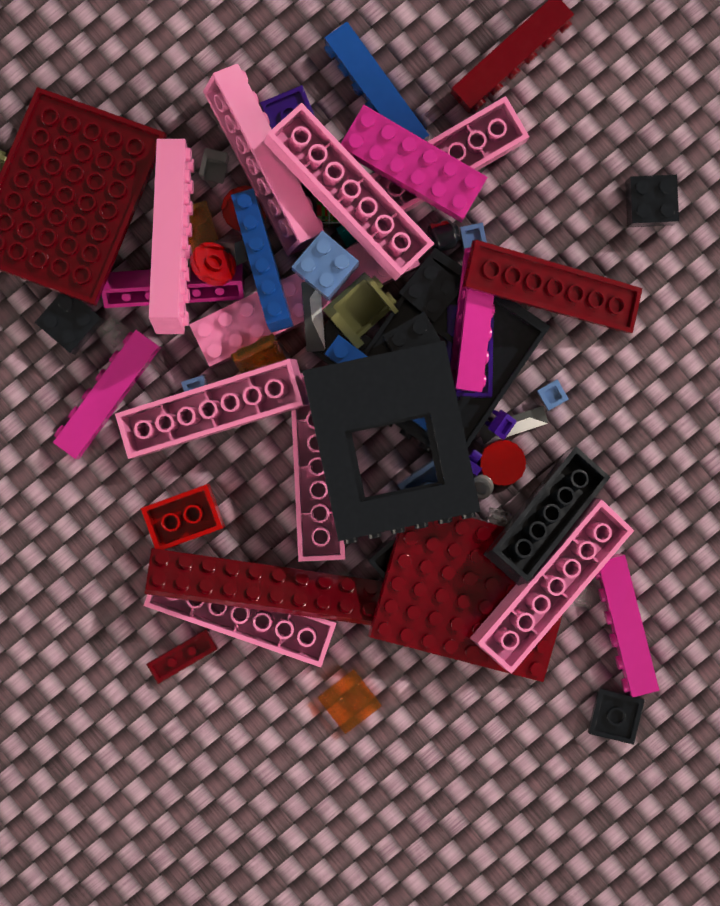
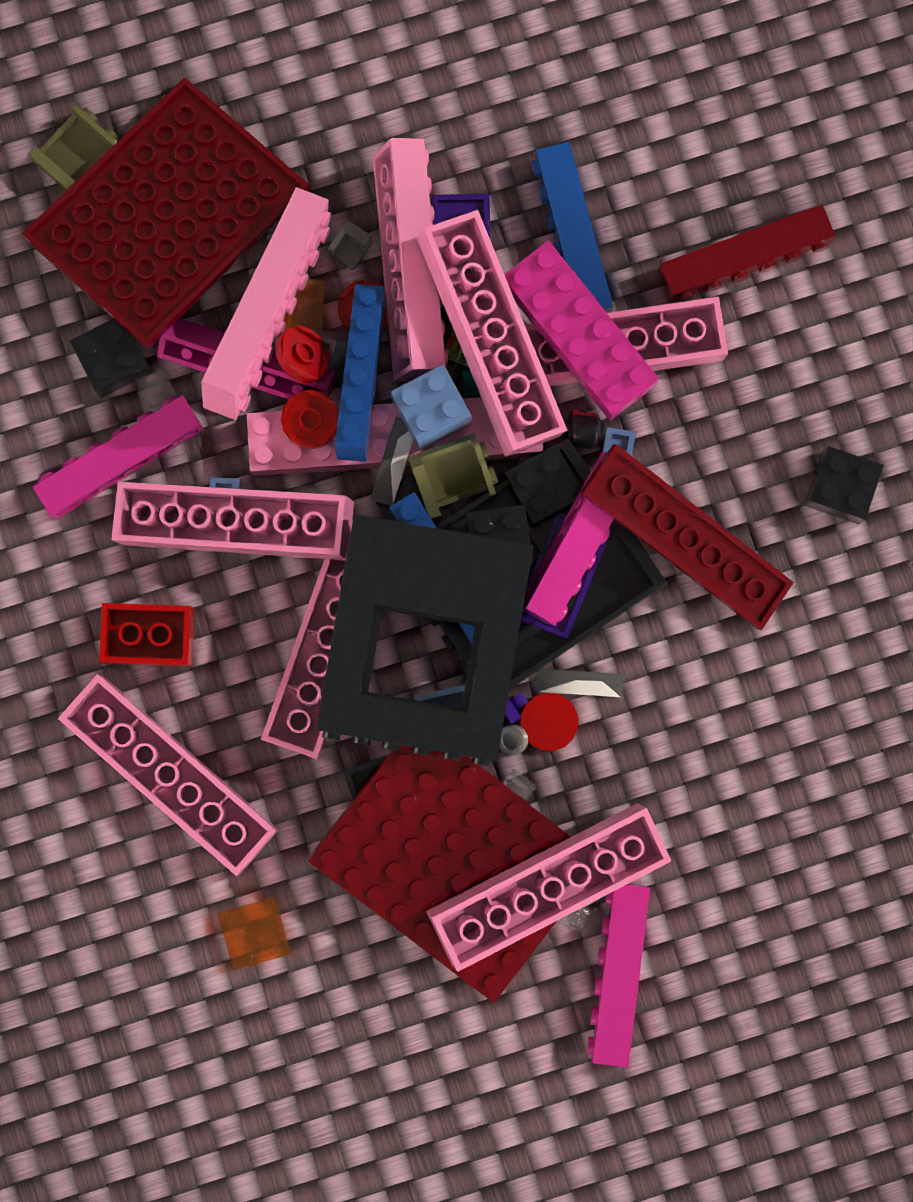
camera: 25 degrees right, 5 degrees down
(182, 656) = (78, 799): dark red tile -> none
(238, 310) = (310, 419): none -> red tile
(259, 354) = (312, 478): clear orange plate -> none
(262, 587) = (205, 752): dark red plate -> none
(501, 424) = (564, 675): dark purple tile -> none
(547, 516) = (574, 802): black brick -> none
(552, 395) = (639, 665): medium blue plate -> none
(616, 716) = (565, 1079): black plate -> none

